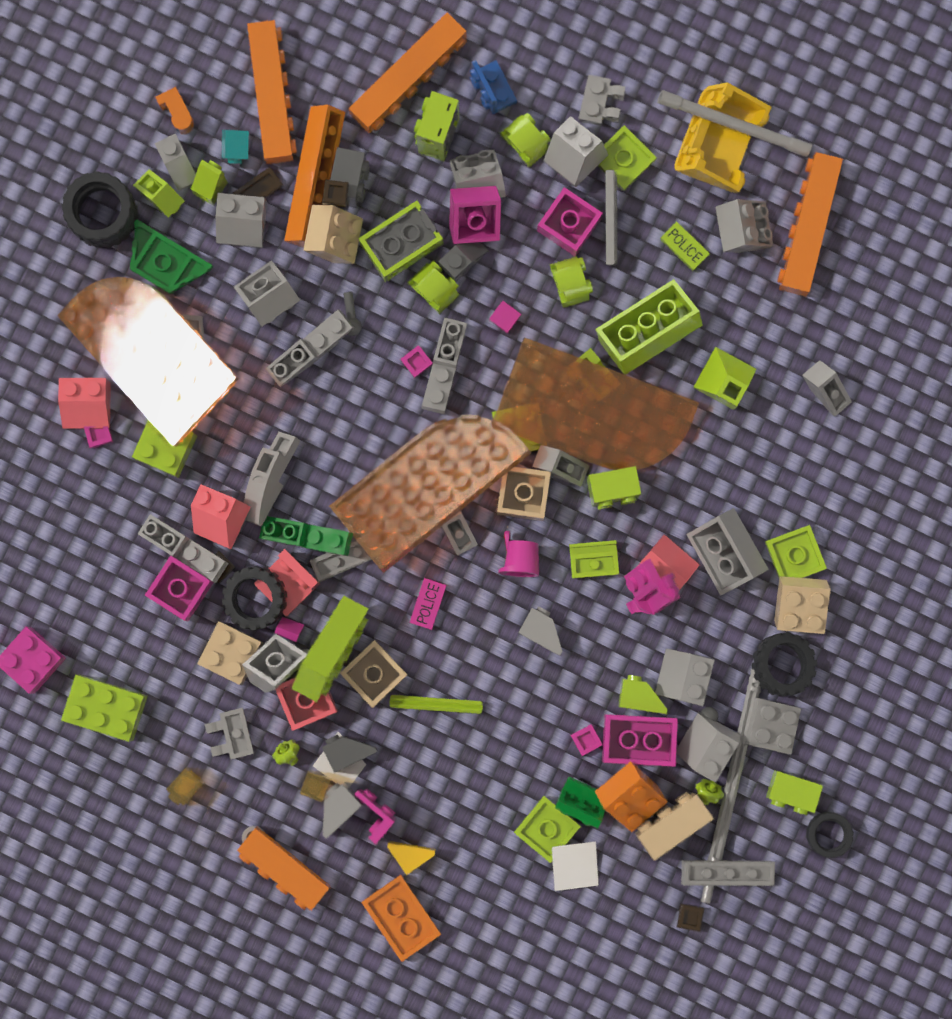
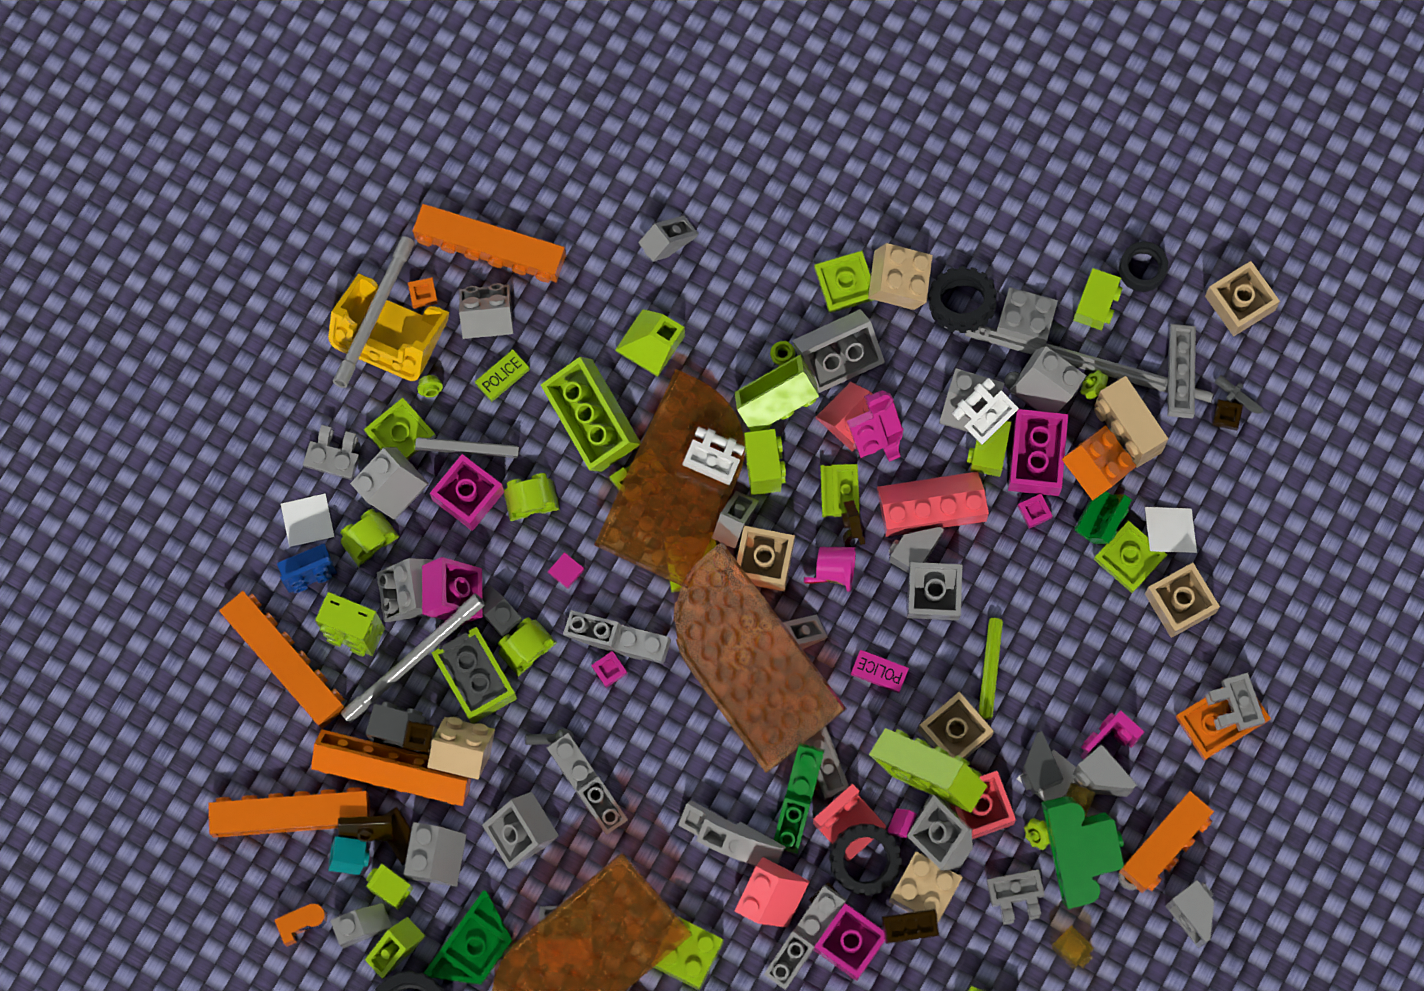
camera: 85 degrees left, 10 degrees down
(191, 639) = (910, 926): none -> dark brown plate
(221, 894) = (1194, 912): none -> light grey slope
(258, 157) = (366, 828): none -> dark brown plate
(270, 790) = (1080, 849): none -> green brick
(410, 855) = (1156, 703): yellow slope -> none
(413, 934) = (1242, 702): none -> light grey plate
(456, 230) = (462, 614): none -> light grey piece
(501, 649) = (934, 591): none -> light grey slope
(506, 877) = (1182, 600): none -> tan brick
(539, 84) = (307, 520): none -> white sticker
(560, 571) = (852, 521): none -> dark brown plate
(587, 644) = (932, 503): none -> coral slope
(609, 439) = (712, 461): none -> white plate
(667, 694) = (990, 417): none -> white plate
(669, 181) = (429, 386): none -> lime plate
(676, 495) = (776, 394): none -> lime piece
(712, 923) = (1234, 392): none -> dark grey piece
(722, 493) = (782, 346): none -> lime plate
(758, 168) = (422, 293): none -> orange plate
(802, 929) = (1242, 298): none -> tan brick

